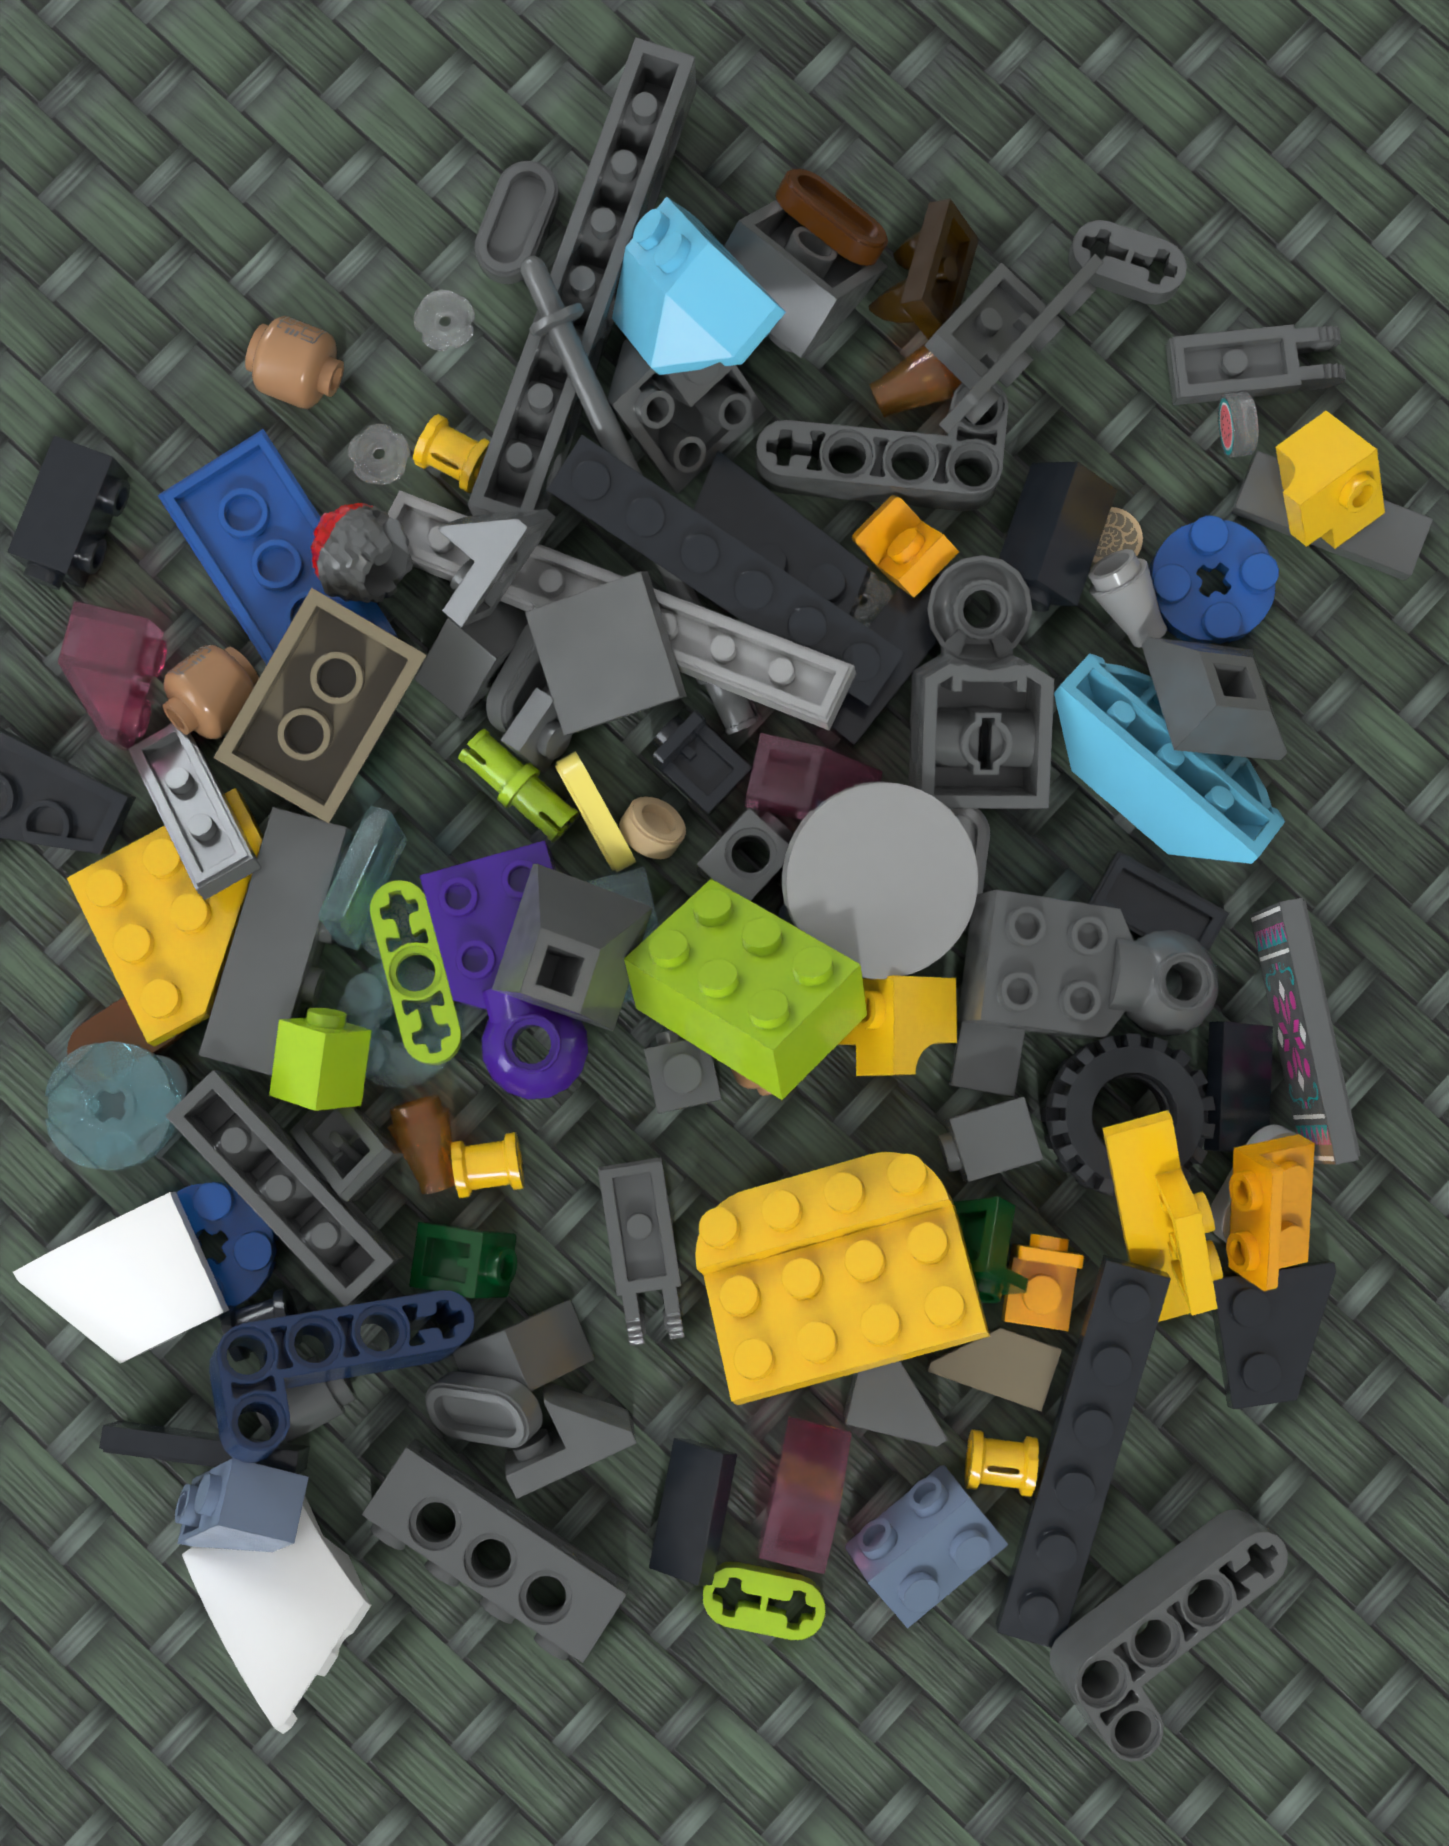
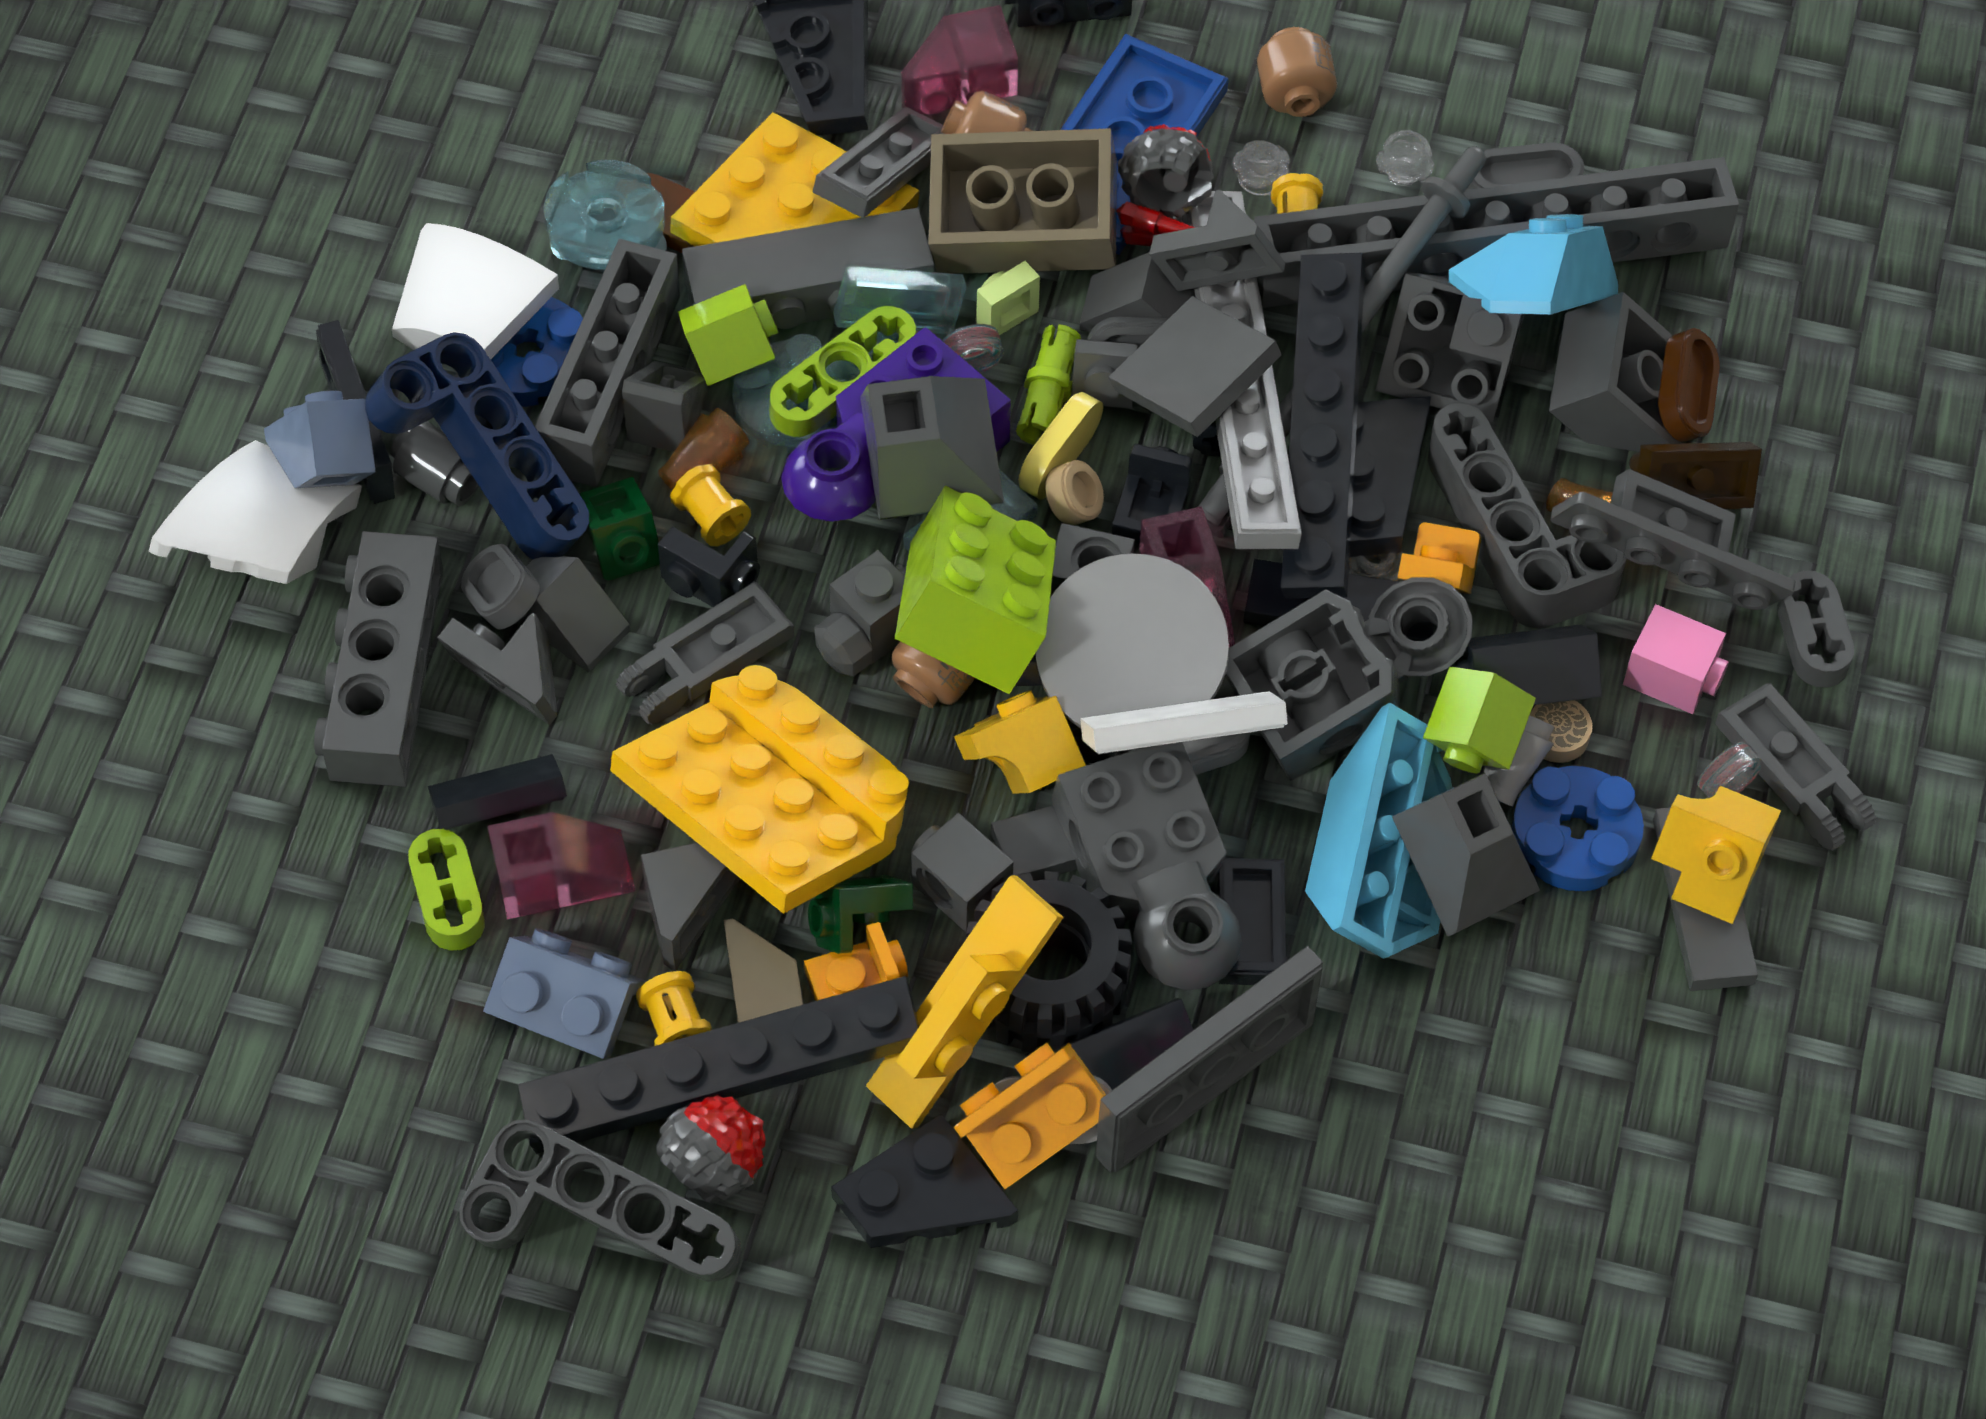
camera: 60 degrees right, 25 degrees down
(406, 774) = (1008, 297): none -> yellowish green plate
(409, 600) = (1144, 223): none -> red piece
(446, 836) = (977, 345): none -> clear tile
(554, 1219) = (704, 573): none -> black bracket
(703, 1123) = (843, 644): none -> dark grey tile
(994, 881) = (1184, 722): none -> white tile
(1104, 401) = (1676, 660): none -> bright pink brick
(1111, 616) = (1478, 719): none -> lime brick
(1157, 1500) = (713, 1147): none -> piece

